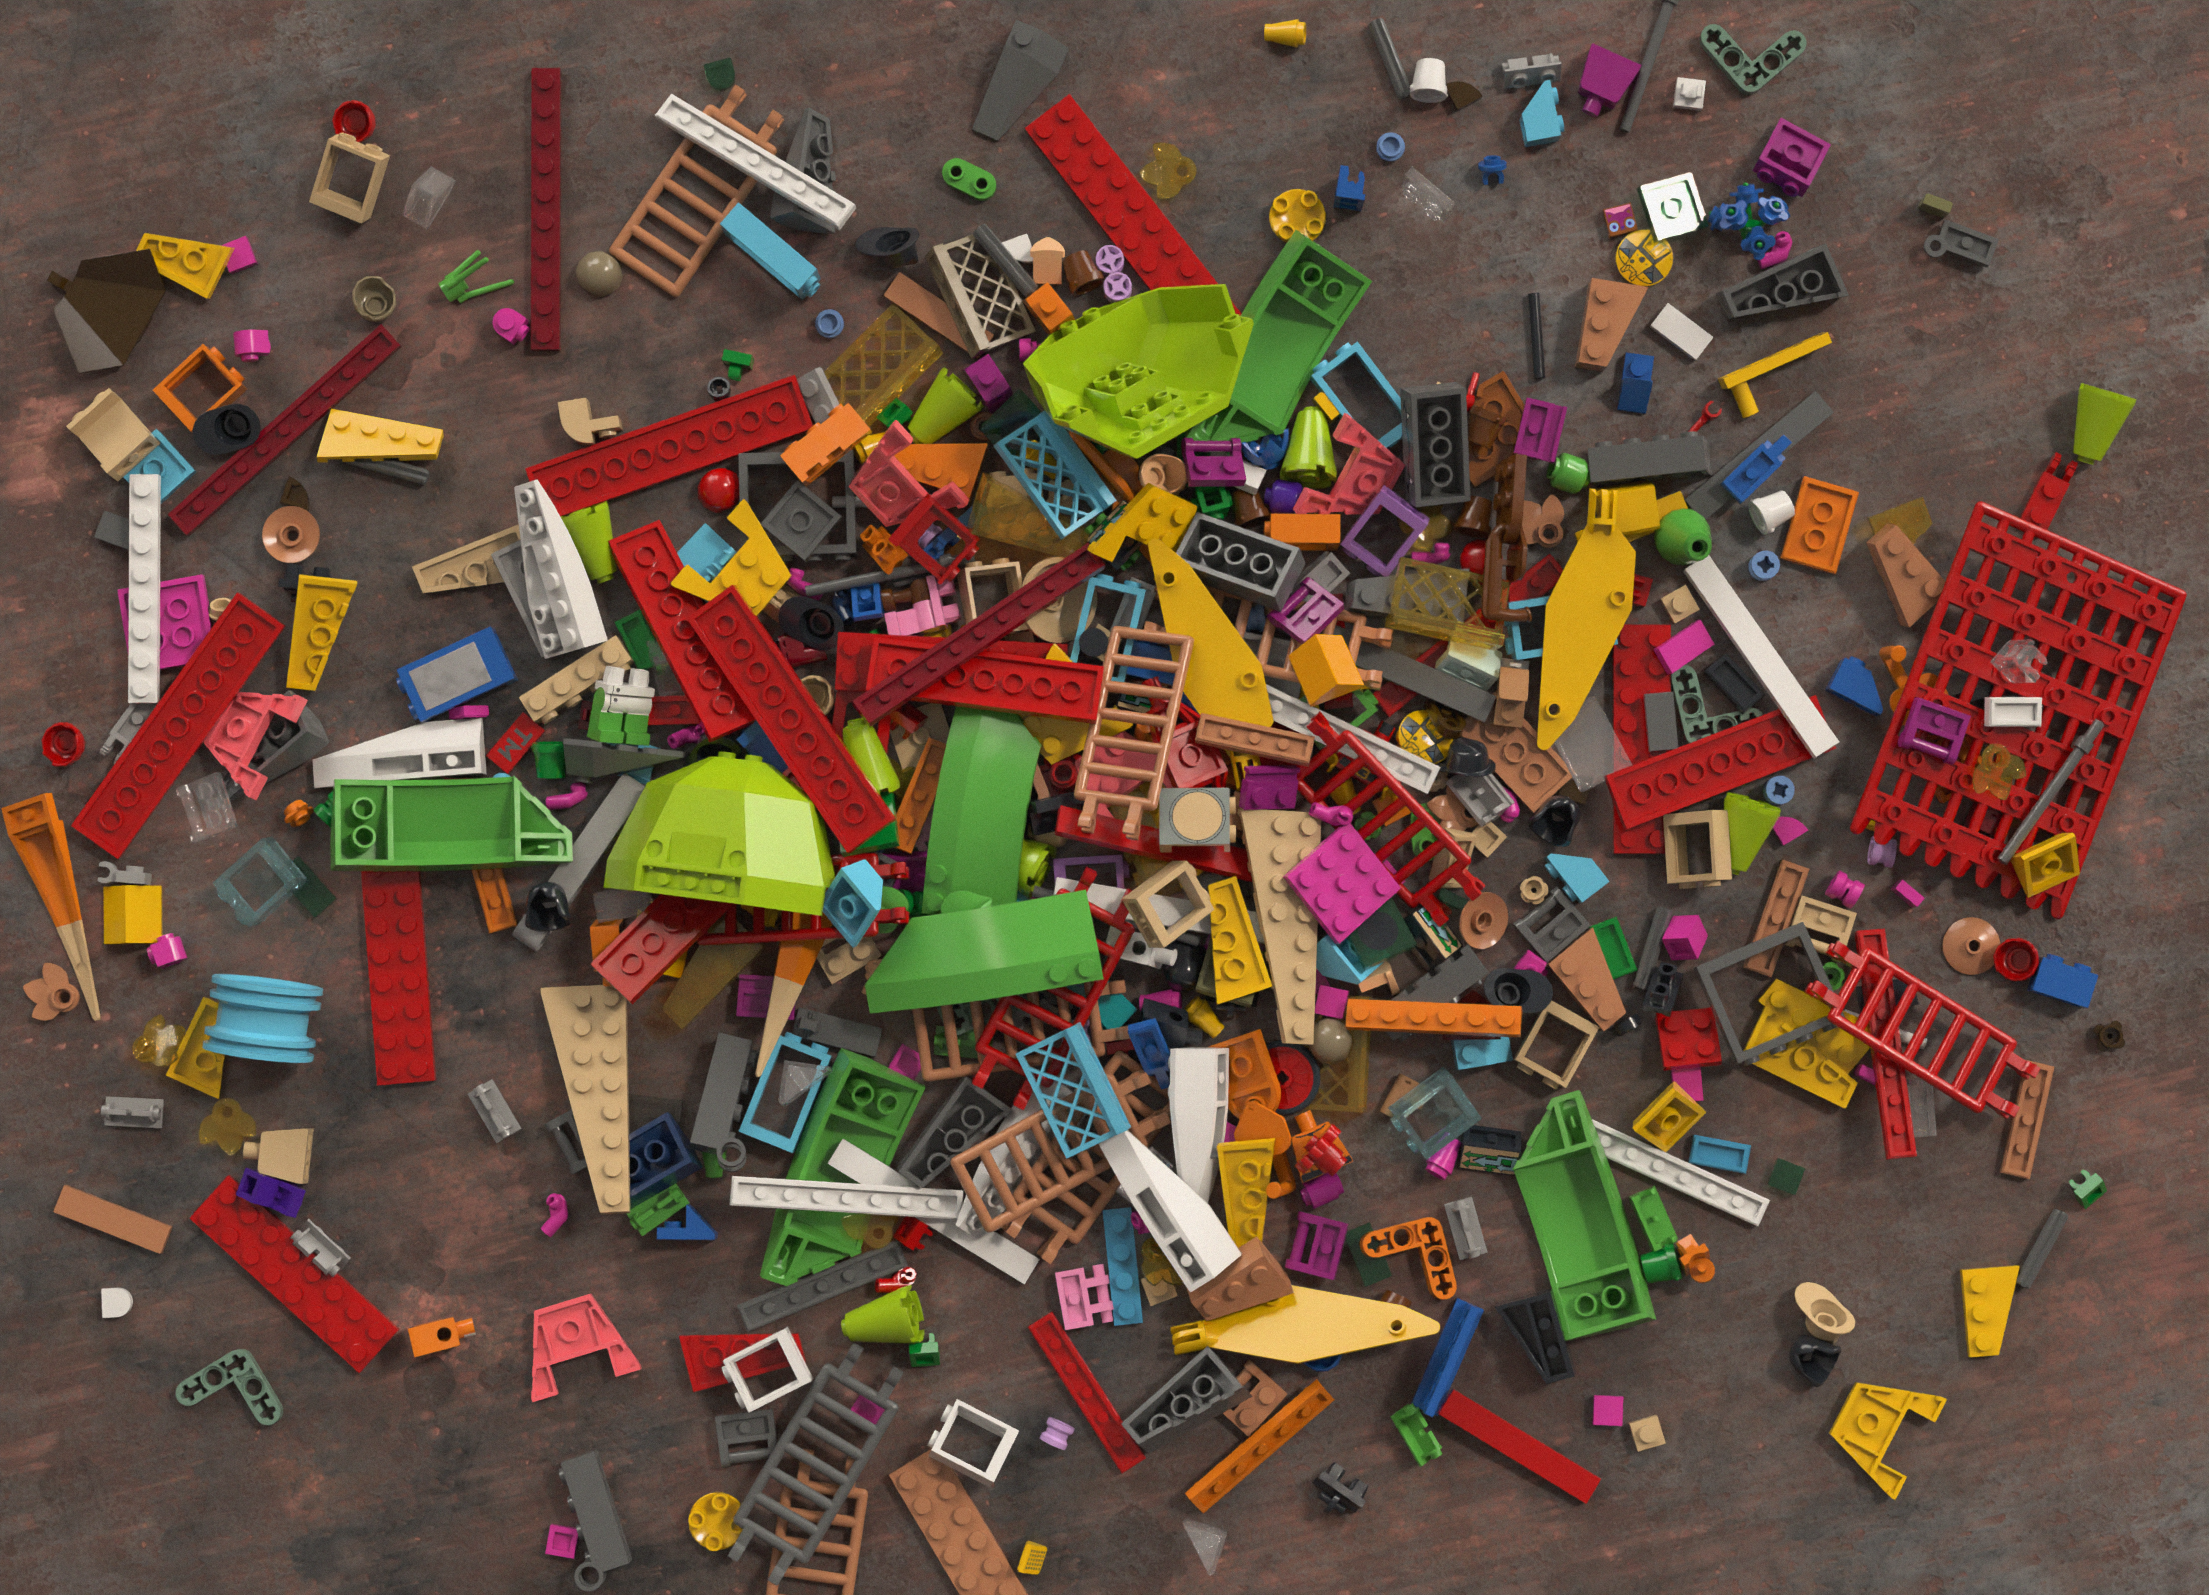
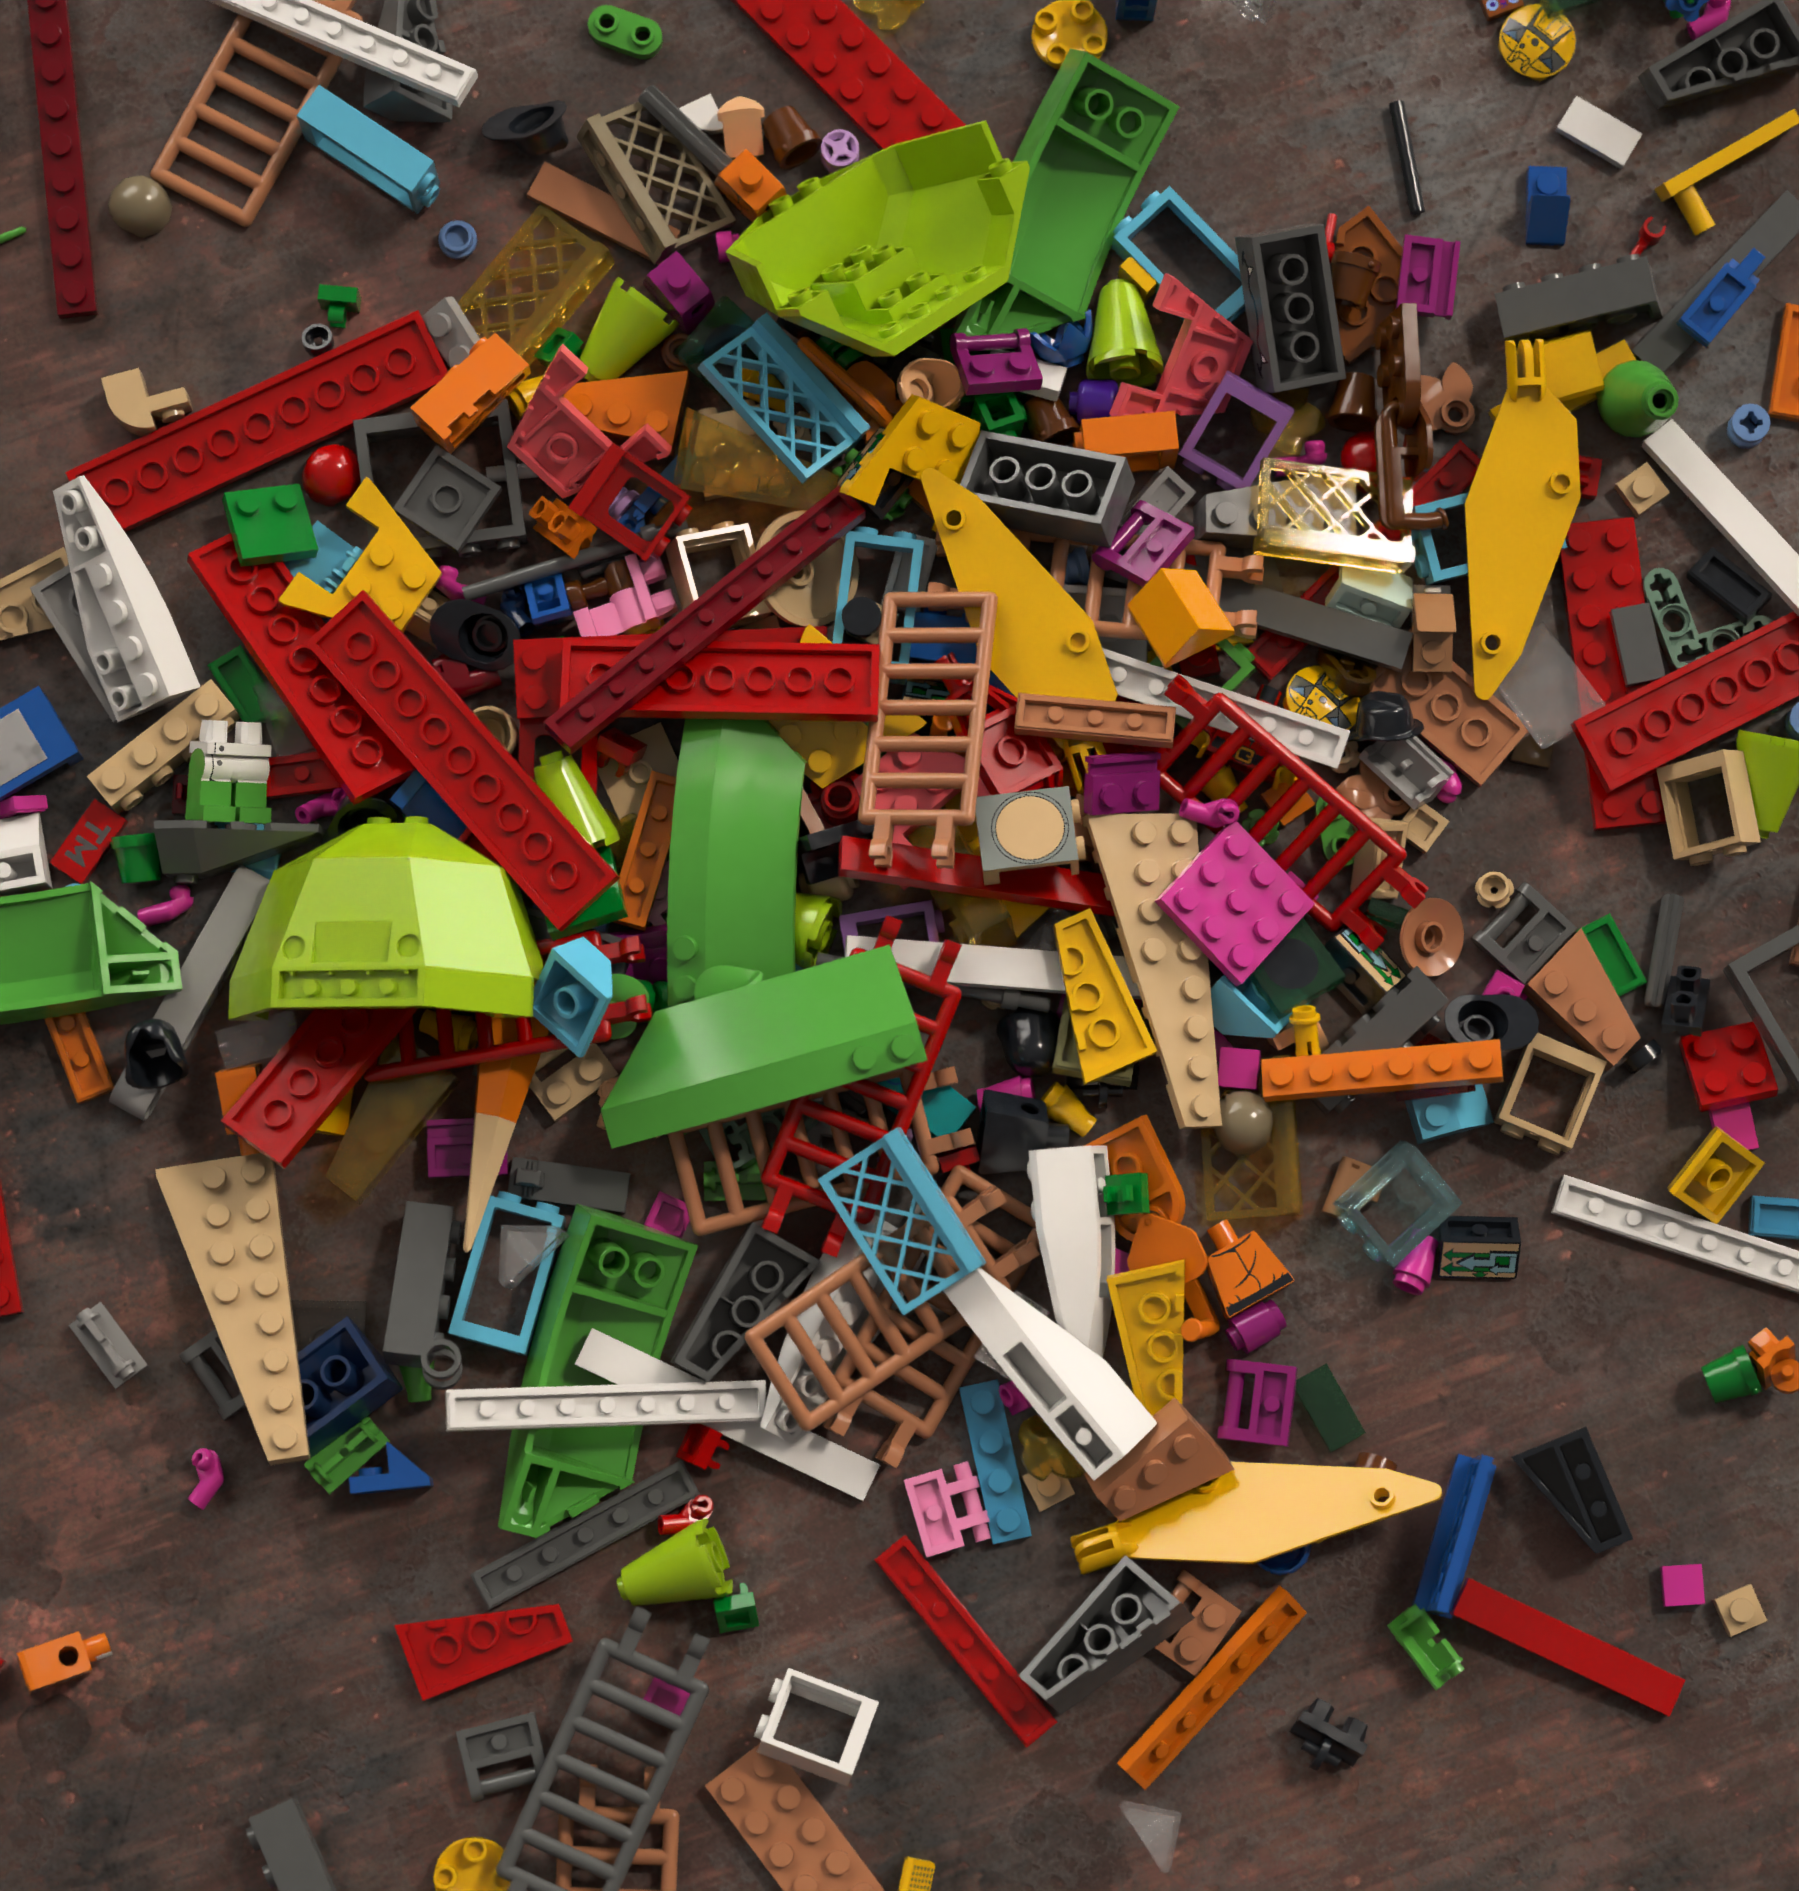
camera: 15 degrees left, 5 degrees down
(510, 325) = (27, 285): dark pink plate -> none
(572, 1331) = (244, 1636): coral wing -> none
(590, 533) = (164, 549): lime cone -> none
(670, 524) = (270, 525): none -> green plate
(794, 1357) = (556, 1632): white window -> none
(862, 1226) = (632, 1443): clear yellow plate -> none
(1056, 1433) = (931, 1701): lavender wheel -> none
(1108, 255) = (824, 109): lavender wheel -> none
(1140, 953) = (976, 1023): white torso -> none
(1147, 918) = (975, 969): tan window -> none
(1151, 1050) = (1002, 1157): blue hinge -> none
(1238, 1085) = (1126, 1194): none -> green tile
(1303, 1076) = (1211, 1171): red wheel -> none
(1322, 1153) = (1253, 1270): red plant -> none
(1382, 976) = (1305, 1029): none -> yellow pin
(1417, 1239) = (1394, 1379): orange beam -> none
(1465, 1228) = (1457, 1357): light grey hinge -> none
(1556, 832) = (1517, 809): black hair -> none
(1568, 473) = (1472, 331): bright green head -> none
(1578, 875) = (1550, 860): medium azure slope -> none
(1581, 1224) = (1615, 1332): bright green slope -> none
(1605, 319) = (1495, 126): nougat wedge -> none
(1653, 1218) = (1710, 1315): bright green hinge -> none
(1684, 647) = (1655, 543): dark pink tile -> none
(1685, 937) = (1706, 931): dark pink panel -> none
(1771, 511) = (1748, 353): white piece -> none

